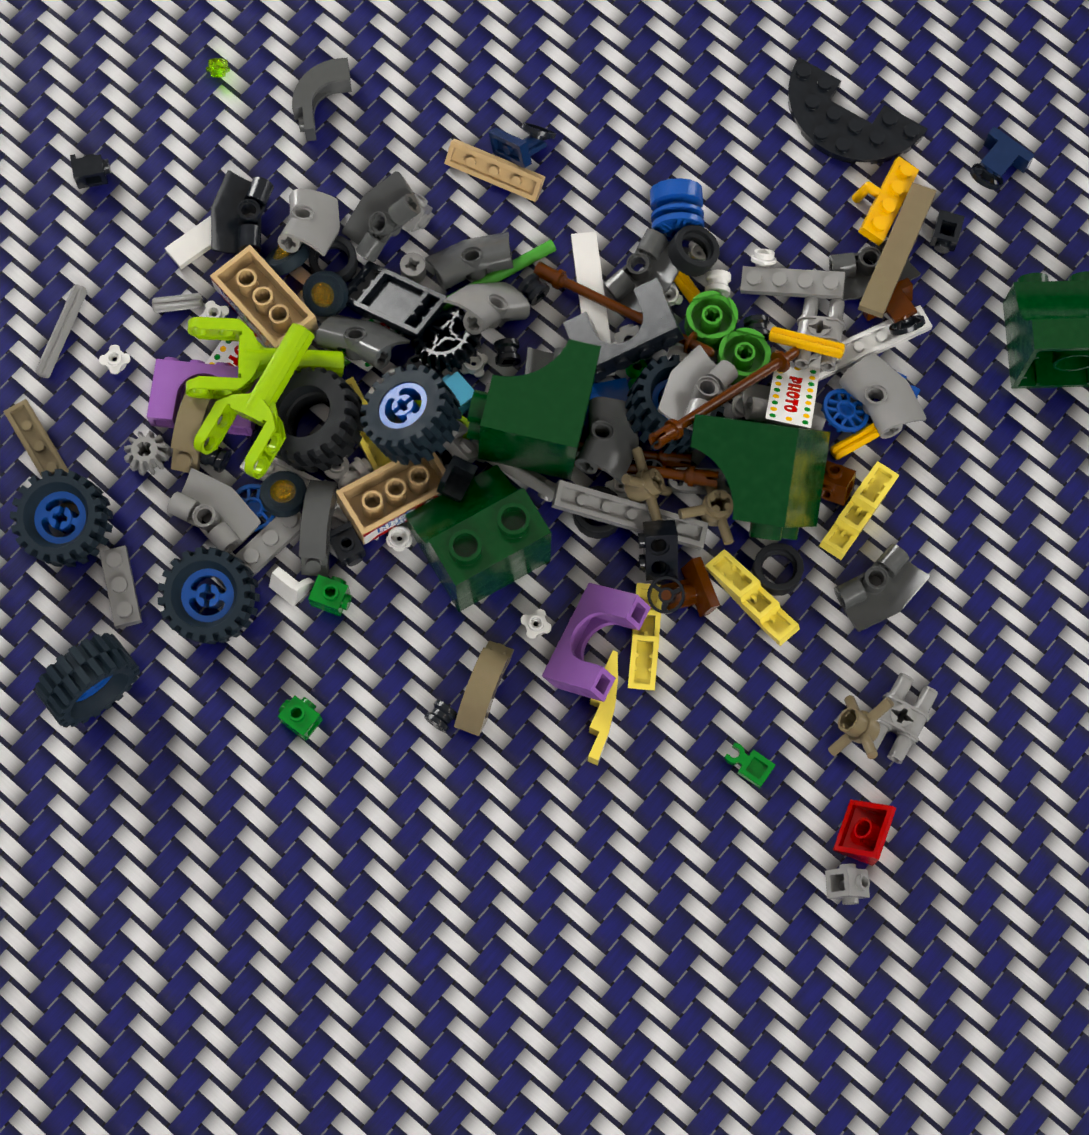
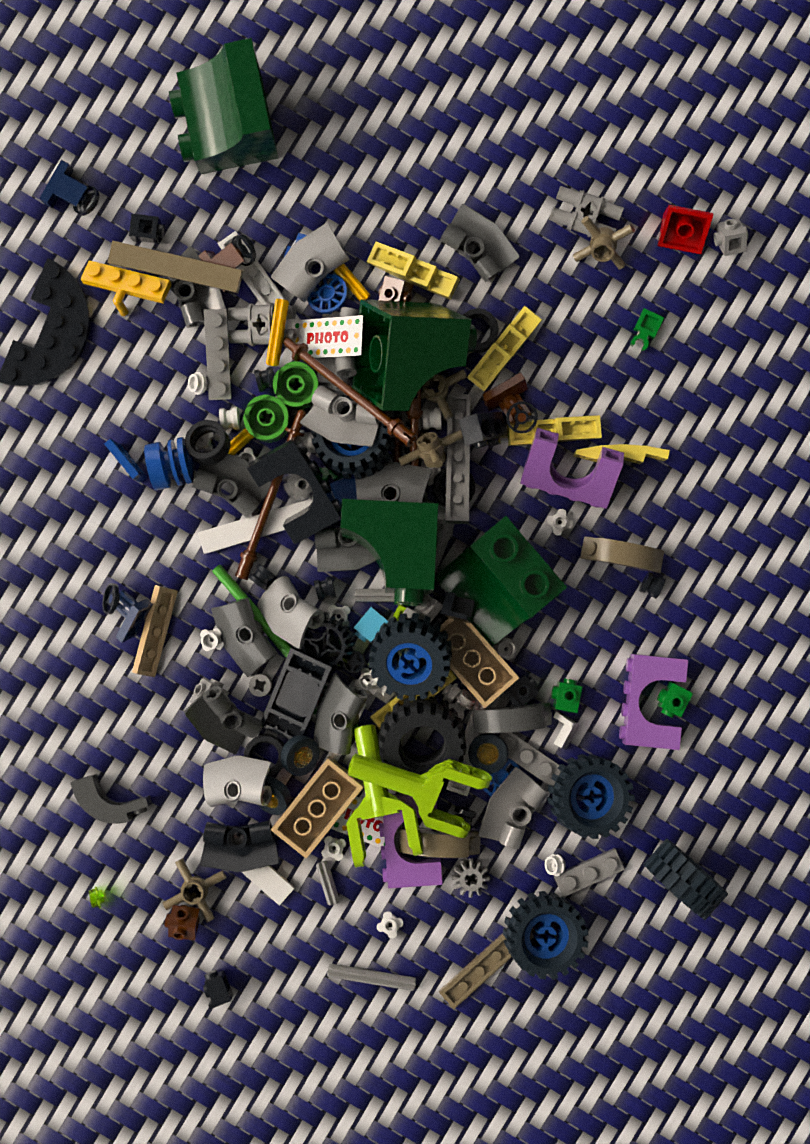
camera: 95 degrees left, 15 degrees up
(138, 548) = (555, 865): none -> white plate
(170, 146) = (183, 922): none -> reddish brown brick
(202, 172) = (203, 886): none -> dark tan bar
(275, 668) = (636, 729): none -> medium lavender arch
(473, 226) = (207, 644): none -> white plate
(681, 497) = (431, 418): none -> white wheel
(690, 164) = (125, 460): none -> blue tile

